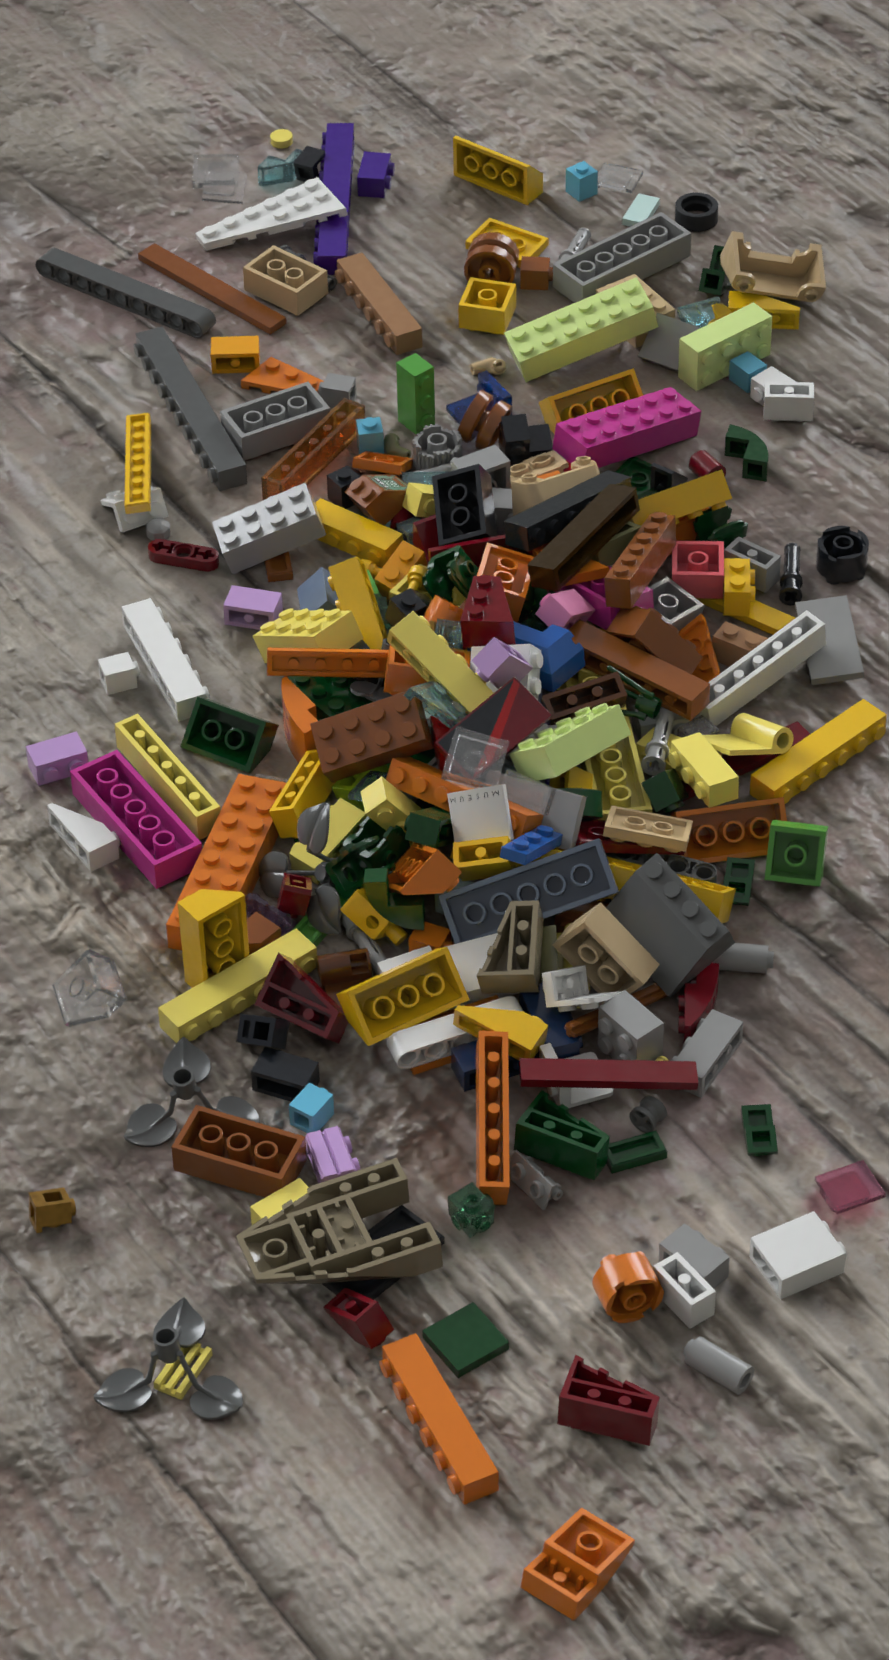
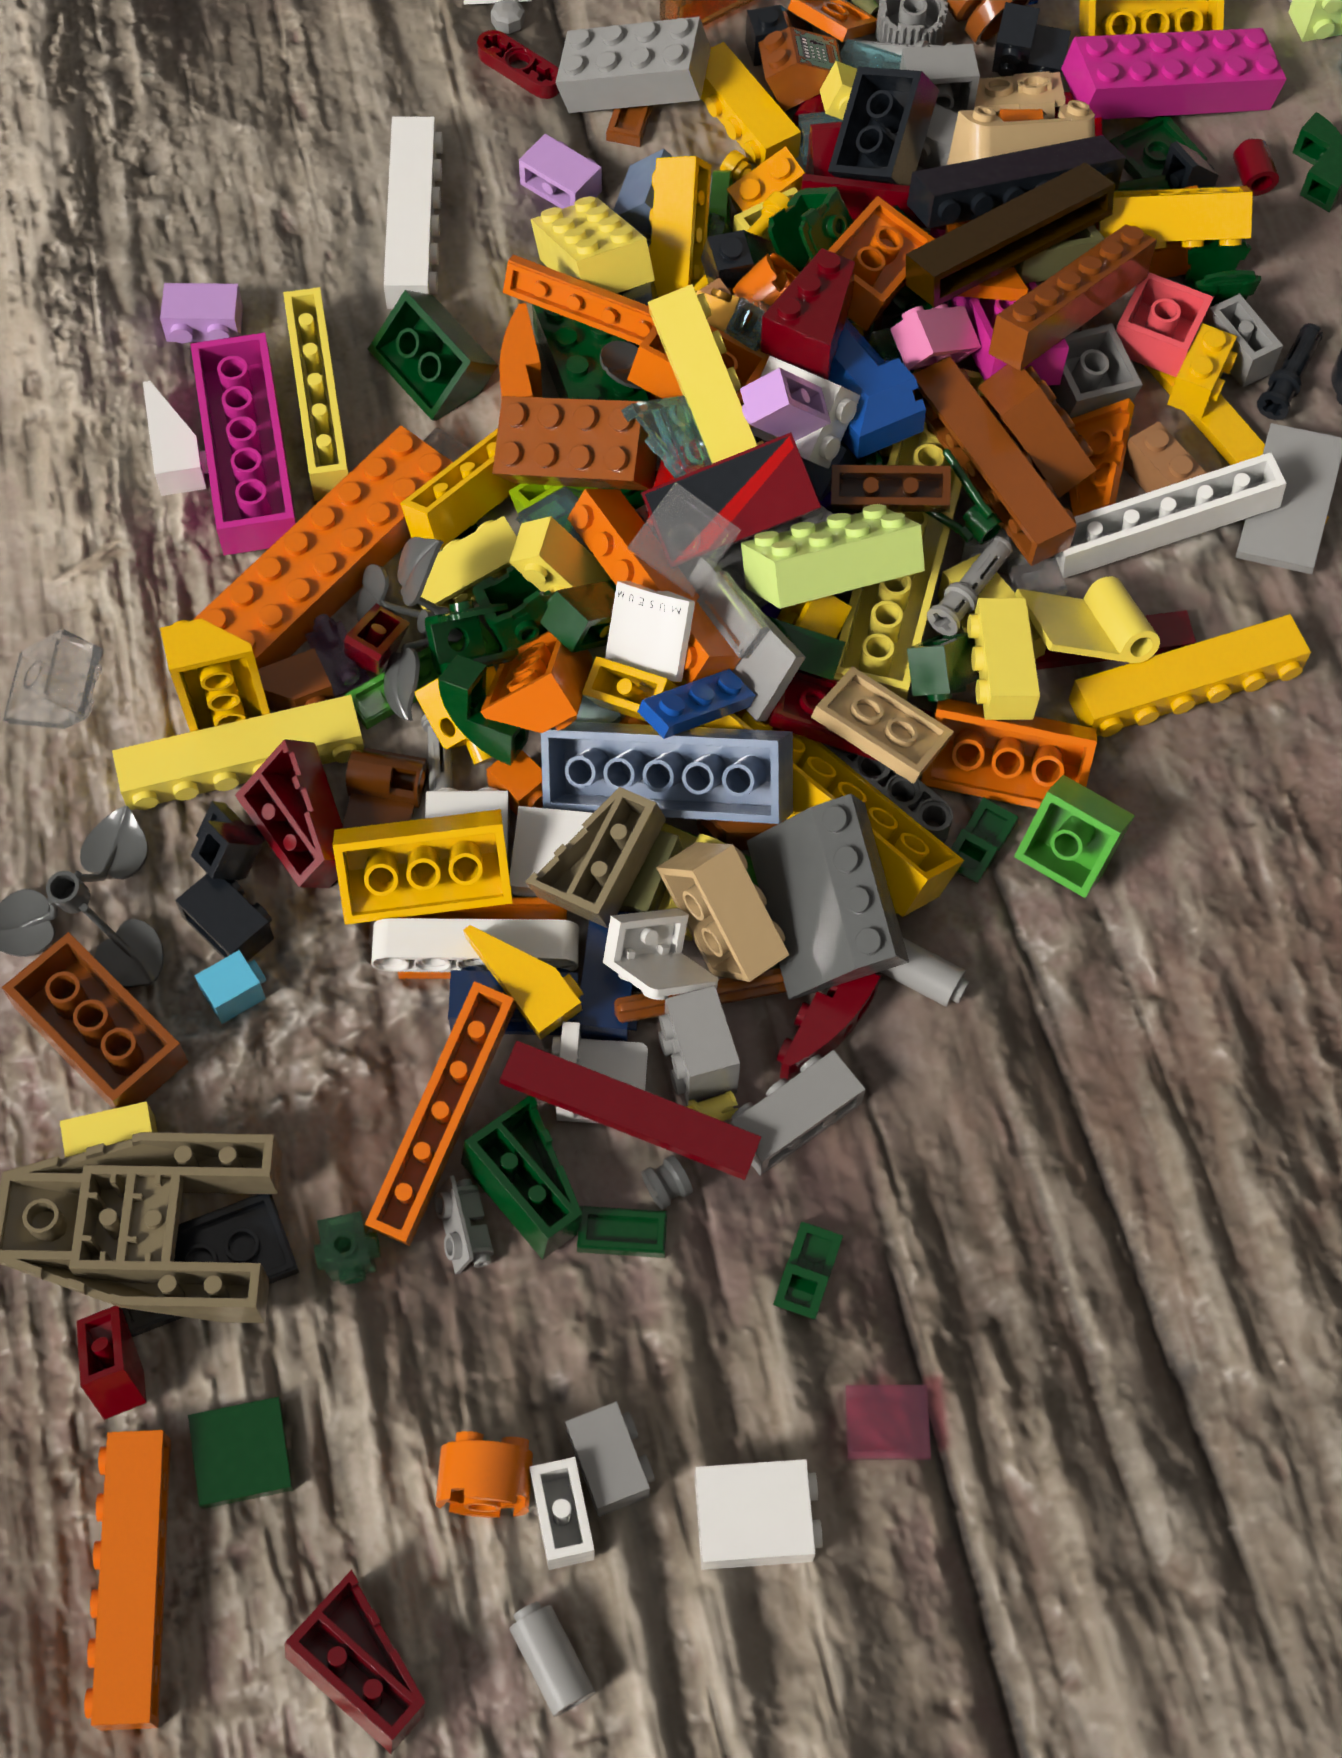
camera: 20 degrees right, 20 degrees up
(118, 673) = (343, 212): white brick -> none
(330, 1154) = (213, 1082): lavender brick -> none

